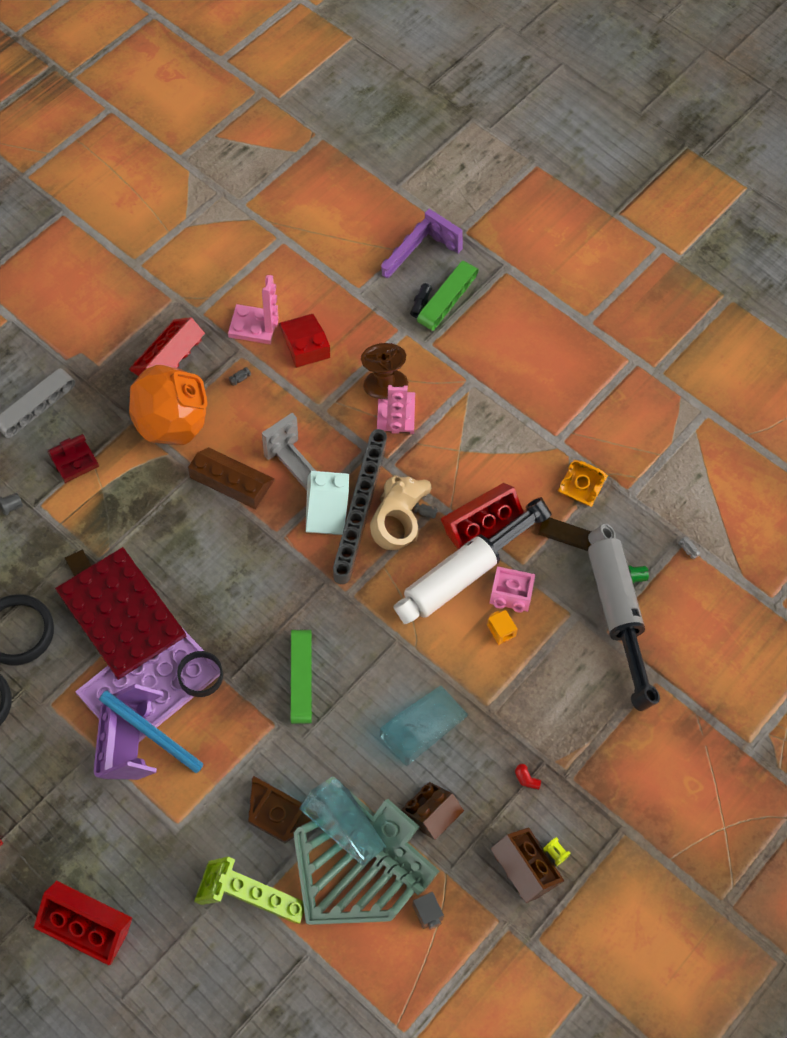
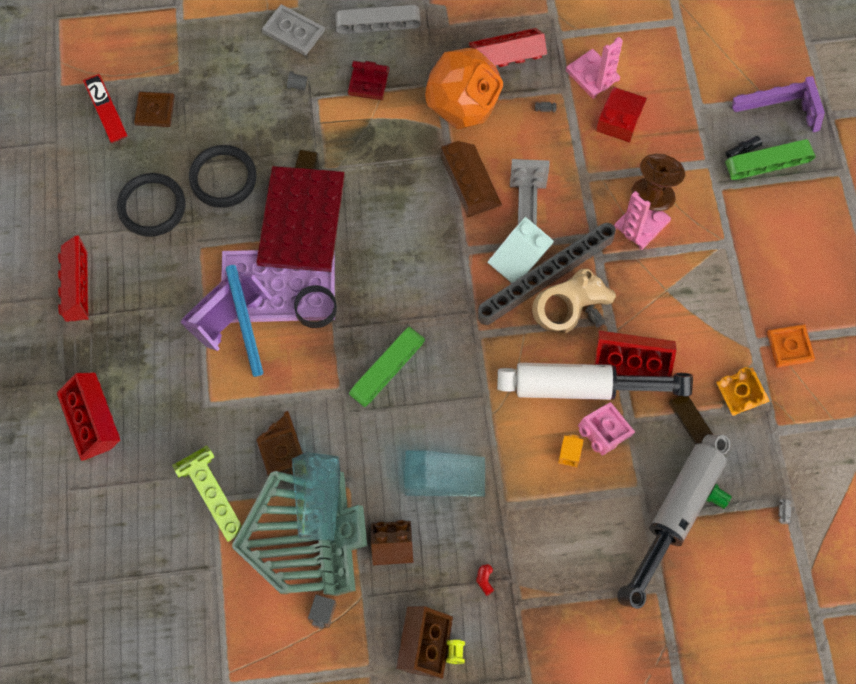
camera: 45 degrees right, 5 degrees up
(585, 423) = (791, 345): none -> orange tile

